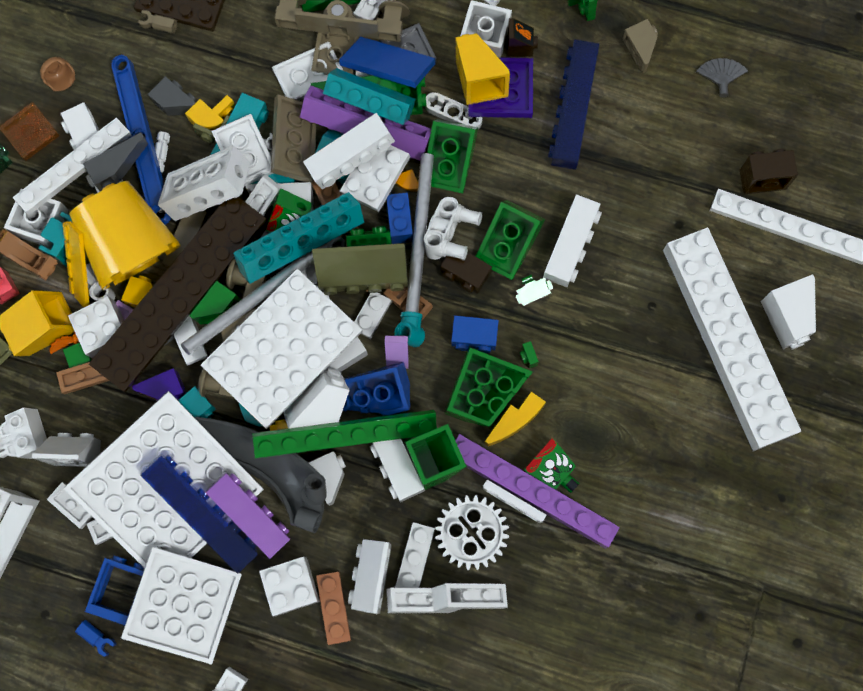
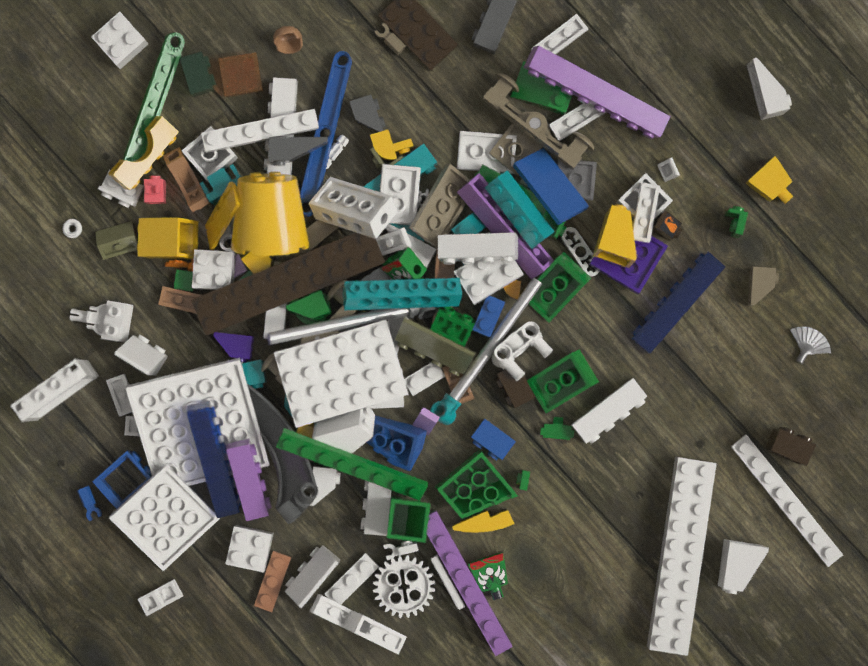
camera: 25 degrees right, 10 degrees up
(451, 490) = (405, 548): none -> white plate
(491, 31) = (645, 212): none -> white tile

